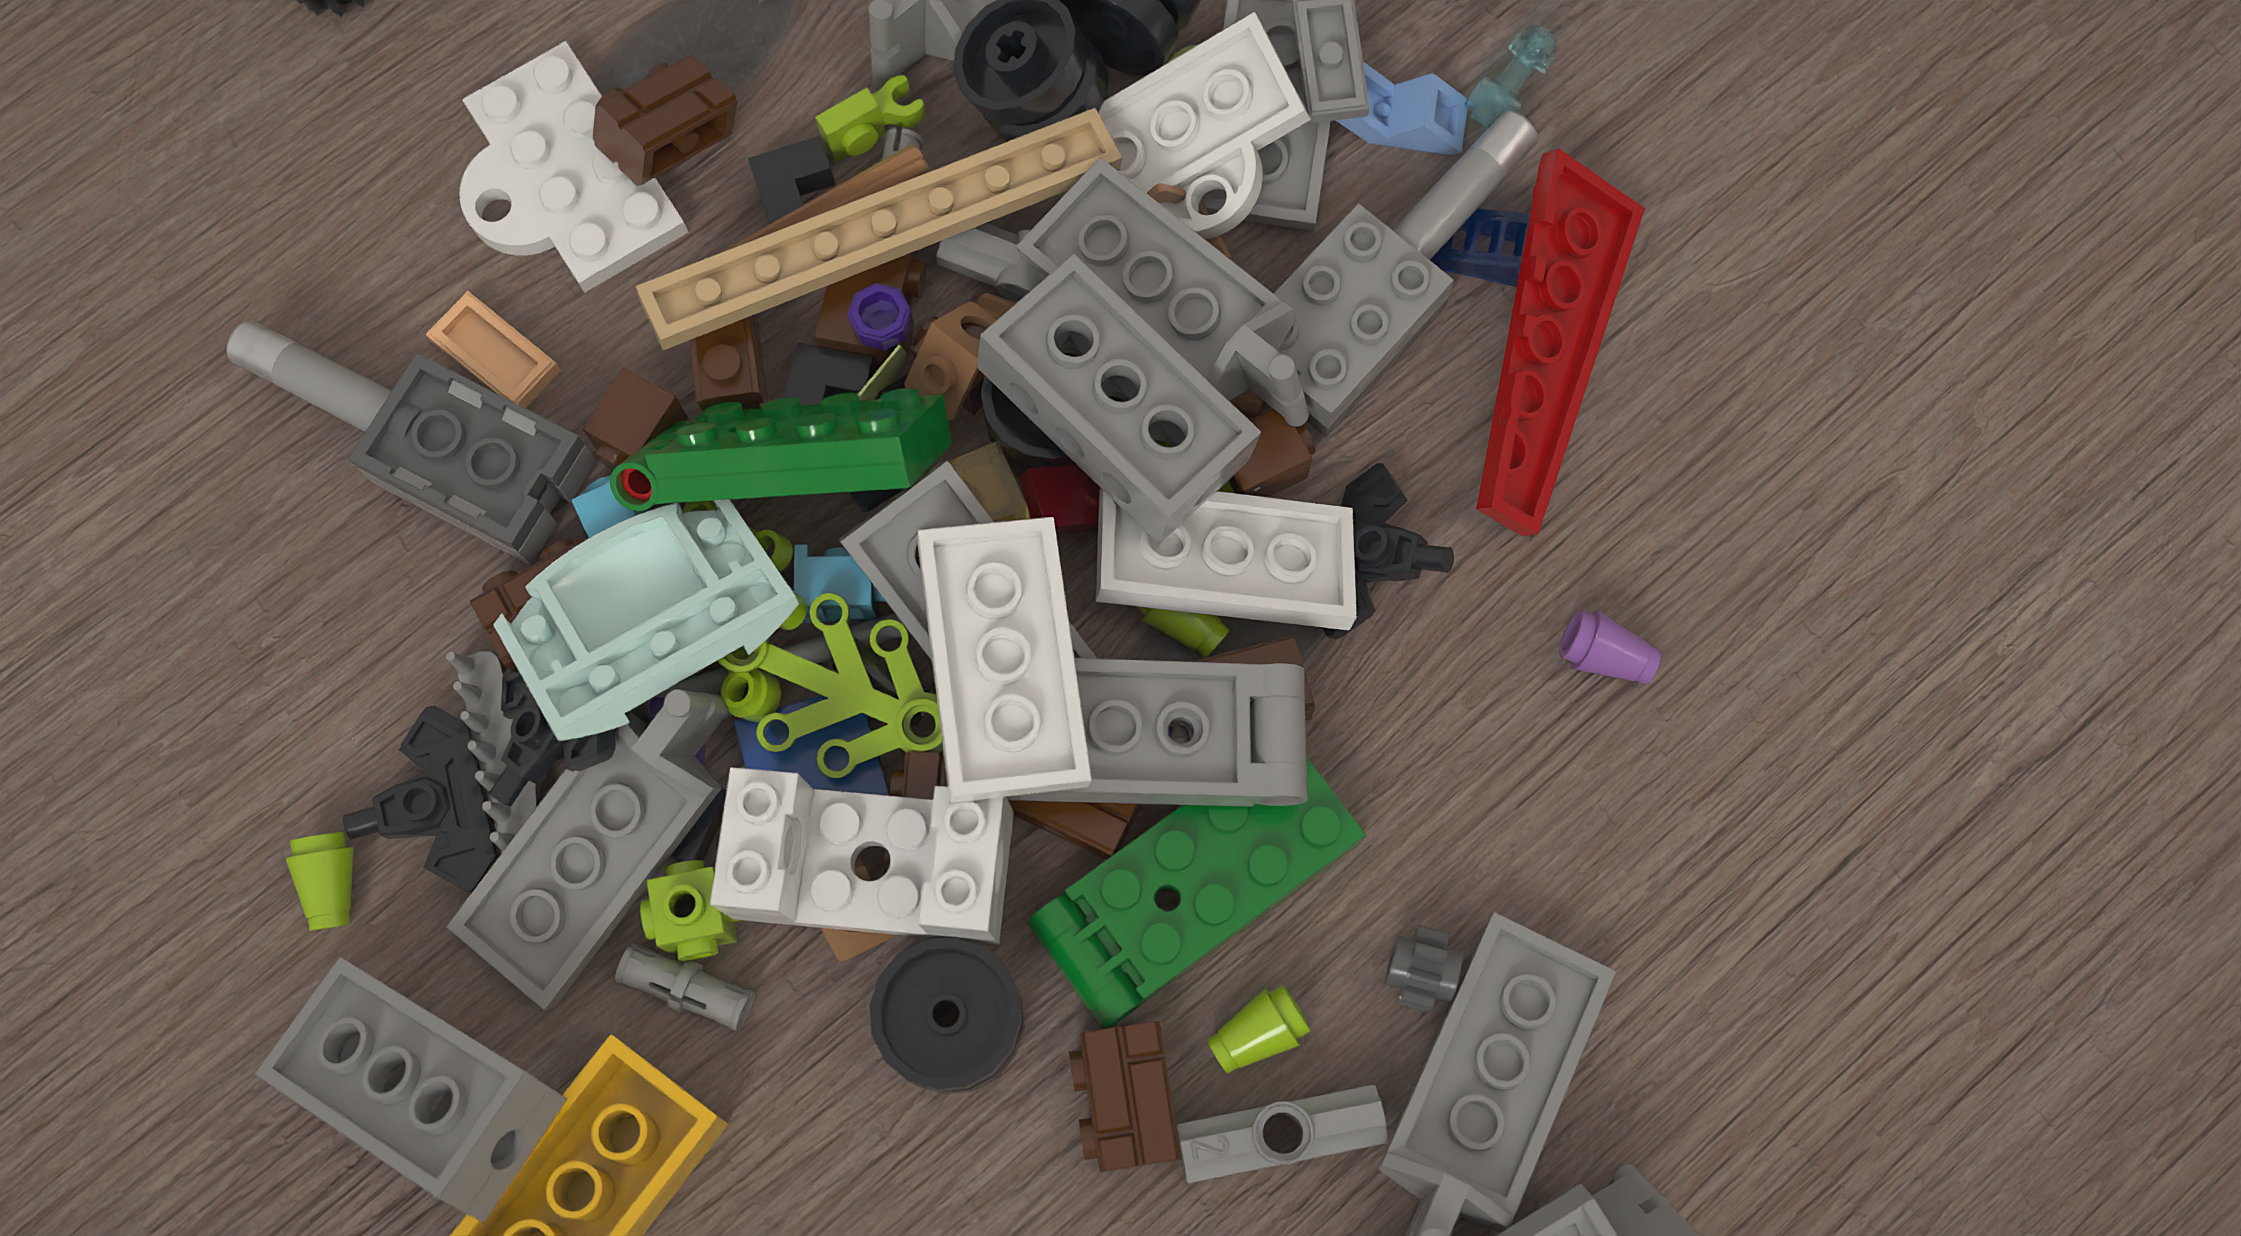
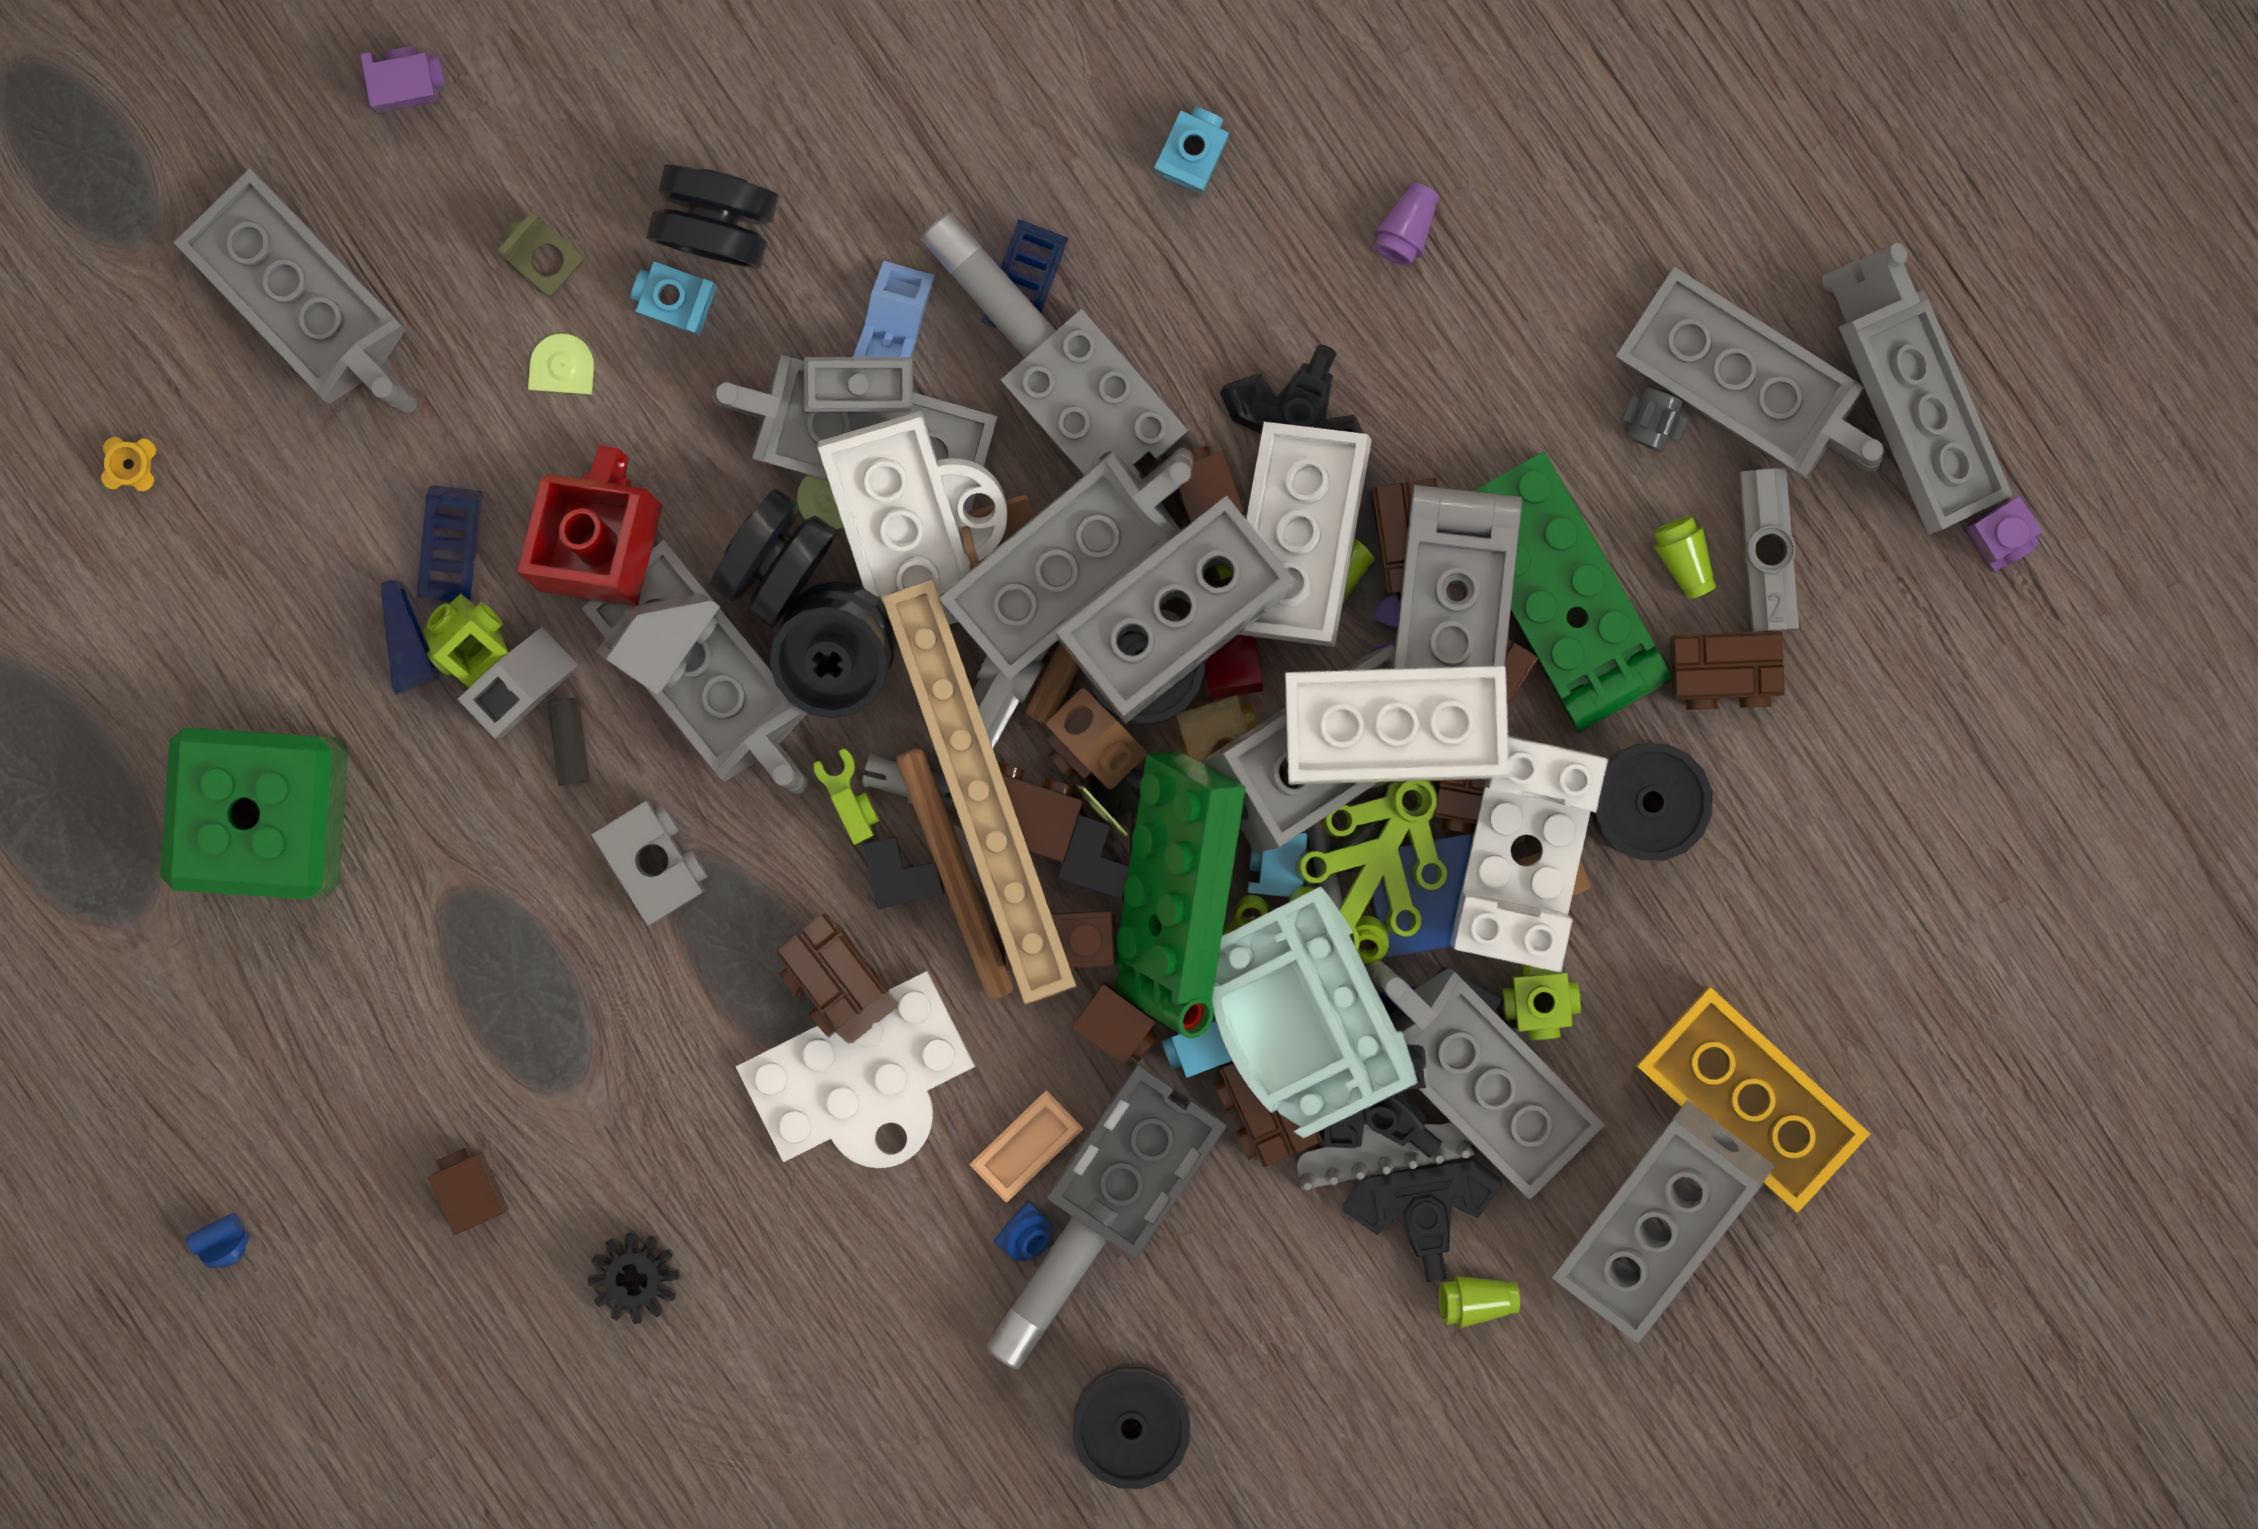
camera: 85 degrees left, 15 degrees up
(159, 487) = (1139, 1394): none -> black wheel
(385, 356) = (1025, 1233): none -> blue plate
(685, 986) = (1597, 1012): light grey pin -> none
(880, 316) = (1059, 802): dark purple tile -> none
(1490, 97) = (894, 239): clear light blue bar -> none
(1561, 307) = (1099, 213): red wing -> none
(1638, 412) = (1192, 170): none -> medium azure brick

